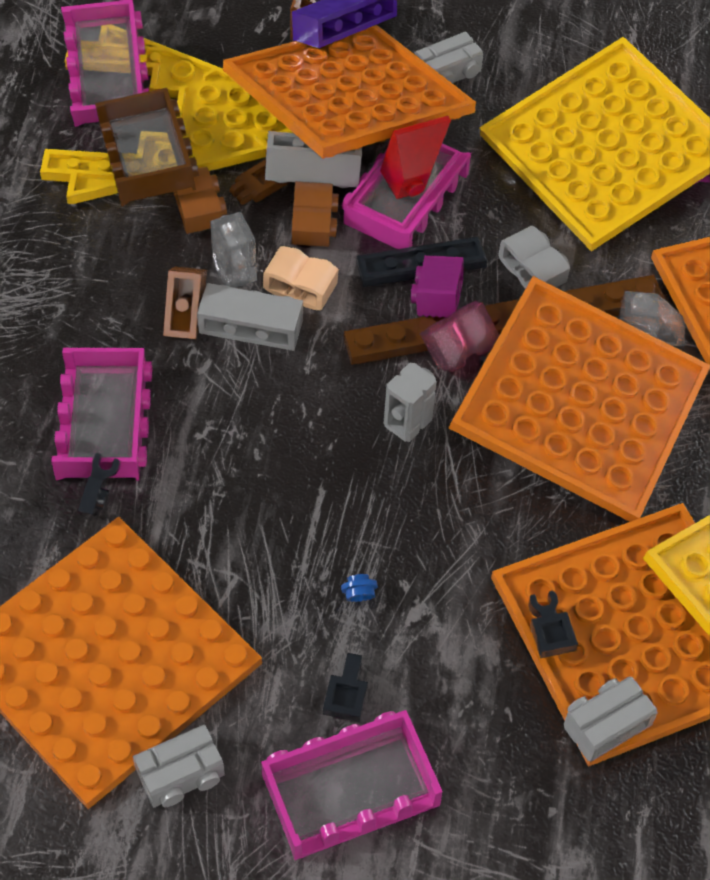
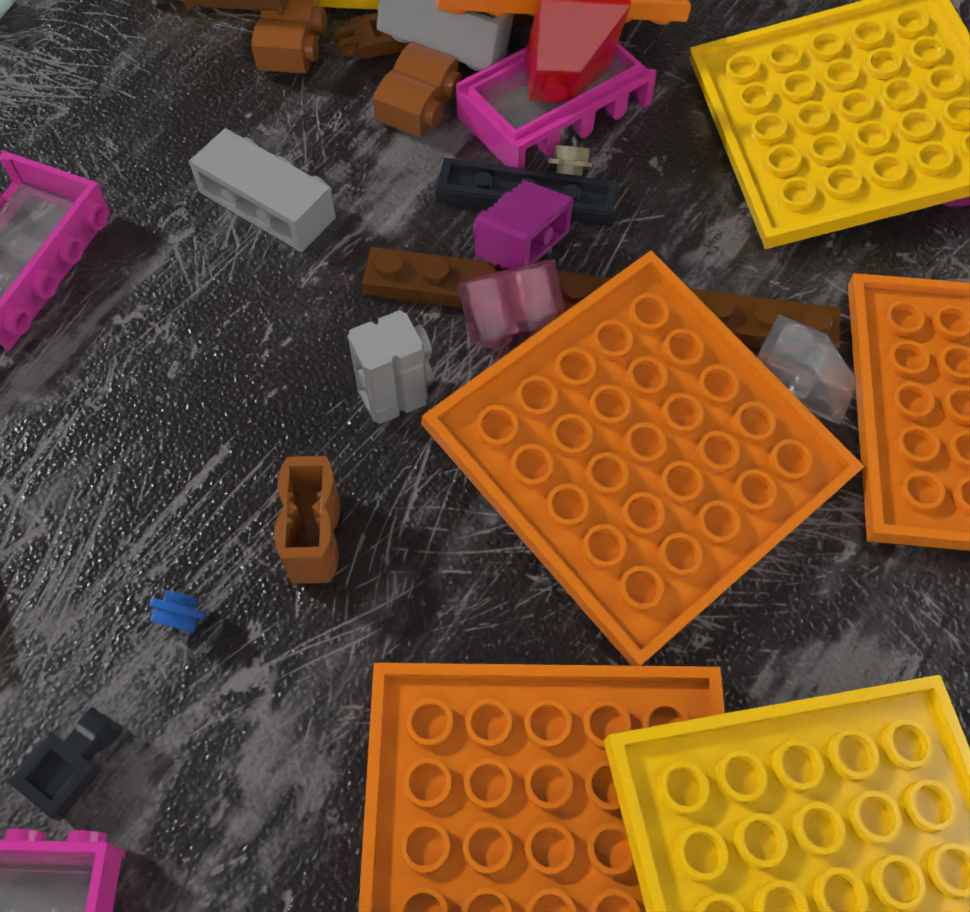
camera: 25 degrees right, 5 degrees up
(183, 300) = (188, 130): dark orange slope -> none
(233, 250) = (281, 98): clear brick -> none
(300, 277) = (355, 161): light nougat brick -> none
(411, 507) = (308, 519): none -> dark orange brick
(441, 231) = (570, 159): none -> dark tan plate
(531, 255) = (677, 232): light grey brick -> none
(551, 630) = (399, 803): black plate -> none

